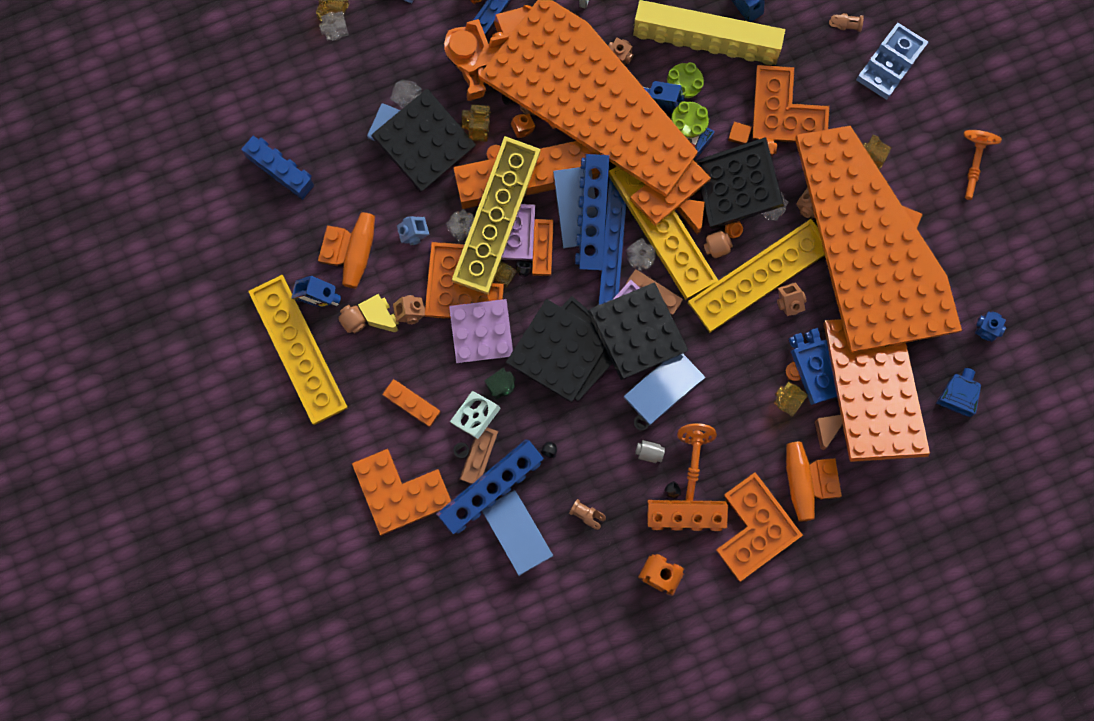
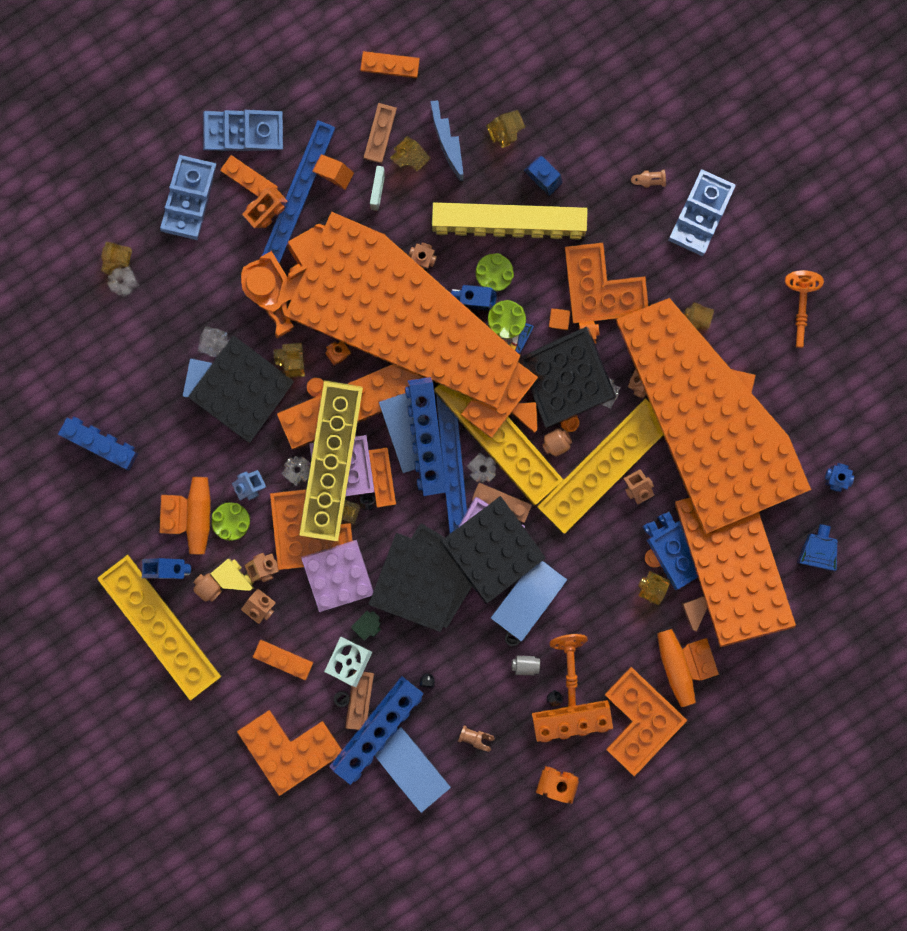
camera: 15 degrees left, 10 degrees up
(388, 262) = (230, 521): none -> lime dish
(398, 345) = (259, 606): none -> nougat brick

